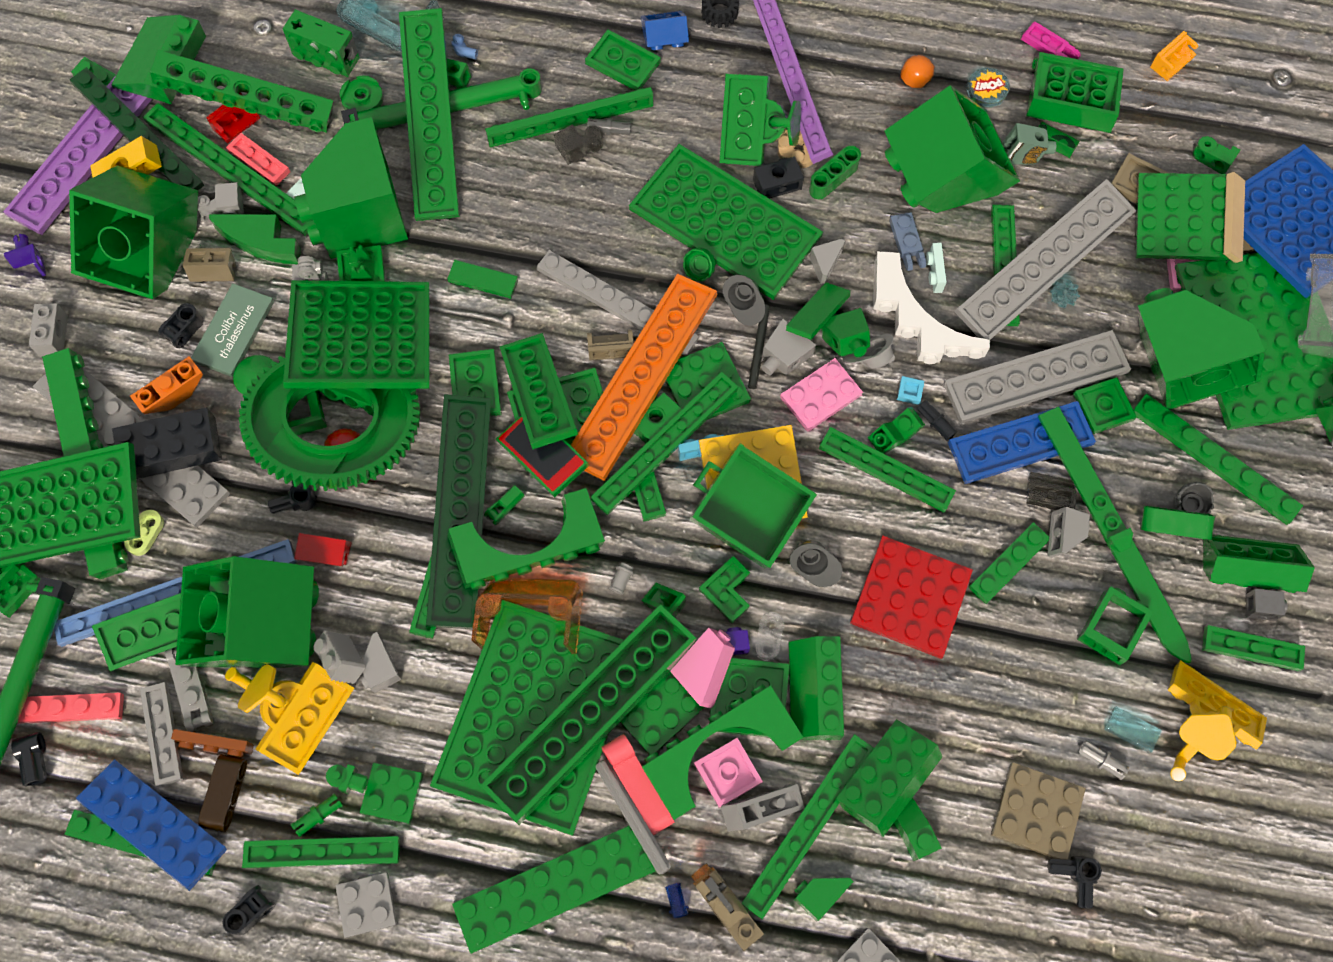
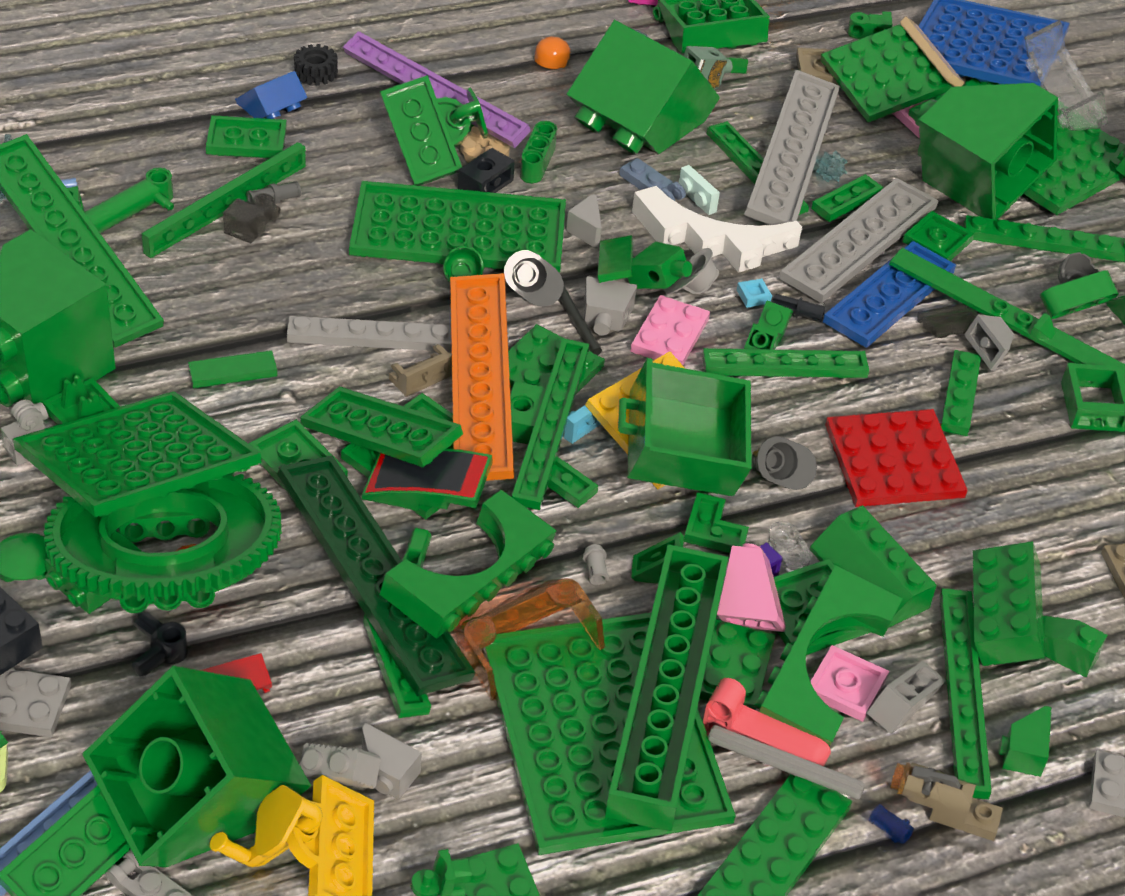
camera: 35 degrees left, 25 degrees down
(1056, 330) = (846, 198): none -> green plate

